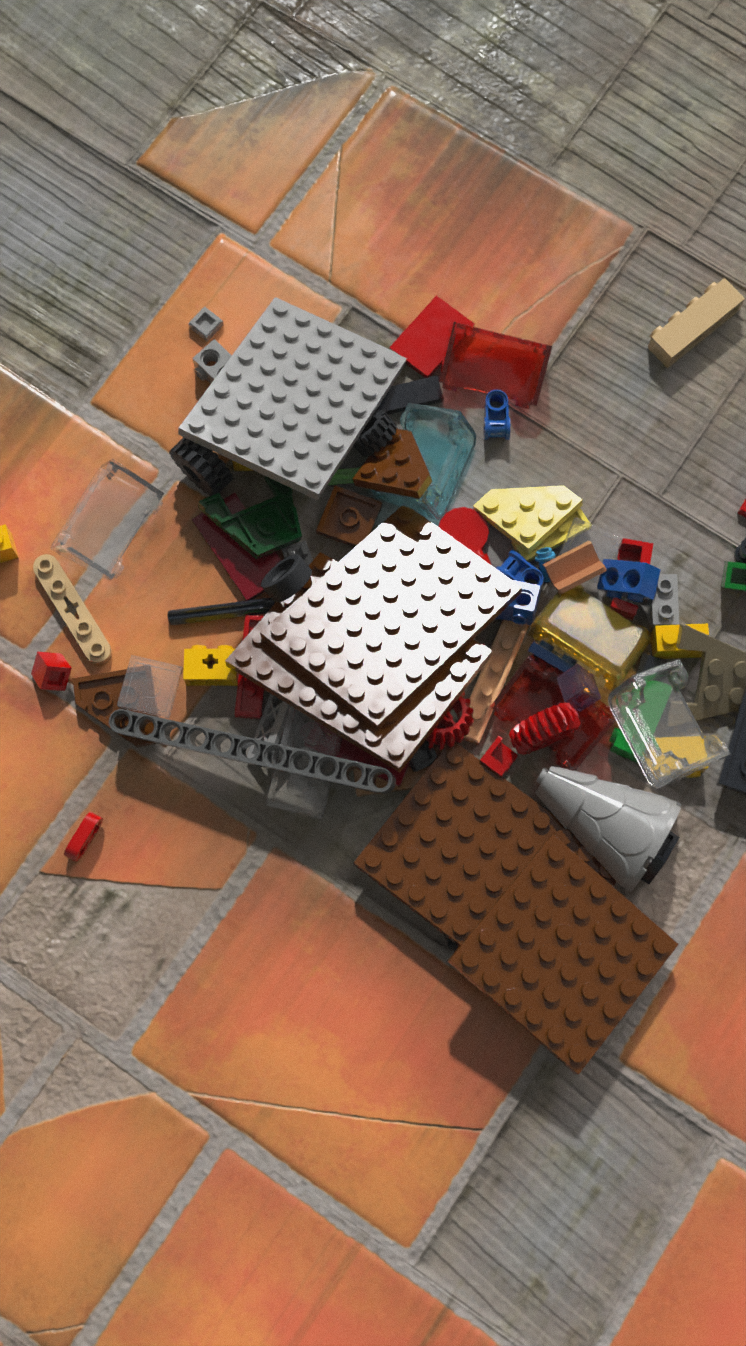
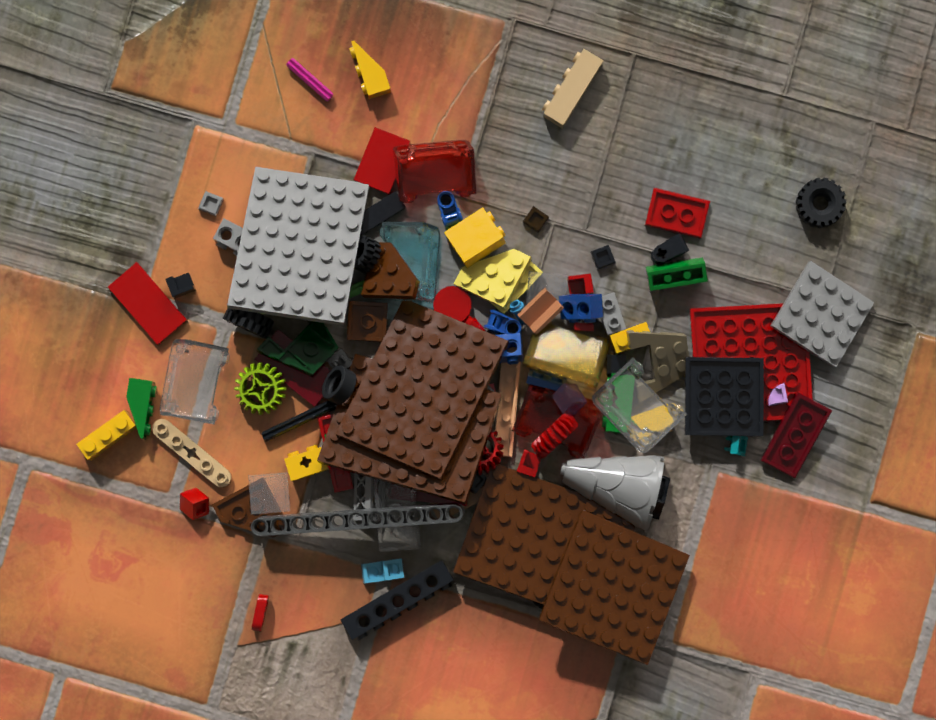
camera: 15 degrees left, 10 degrees up
(32, 521) = (140, 402): none -> green slope
(85, 414) = (147, 303): none -> red tile
(133, 406) = (180, 285): none -> black panel
(188, 573) = (244, 393): none -> lime gear
(199, 885) = (351, 621): none -> black brick
(261, 835) = (382, 571): none -> medium azure slope
(376, 220) = (309, 79): none -> dark pink axle
(454, 233) = (373, 74): none -> yellow slope
(519, 457) = (475, 237): none -> yellow brick
(601, 463) = (535, 219): none -> dark brown tile
(673, 533) = (603, 257): none -> black tile

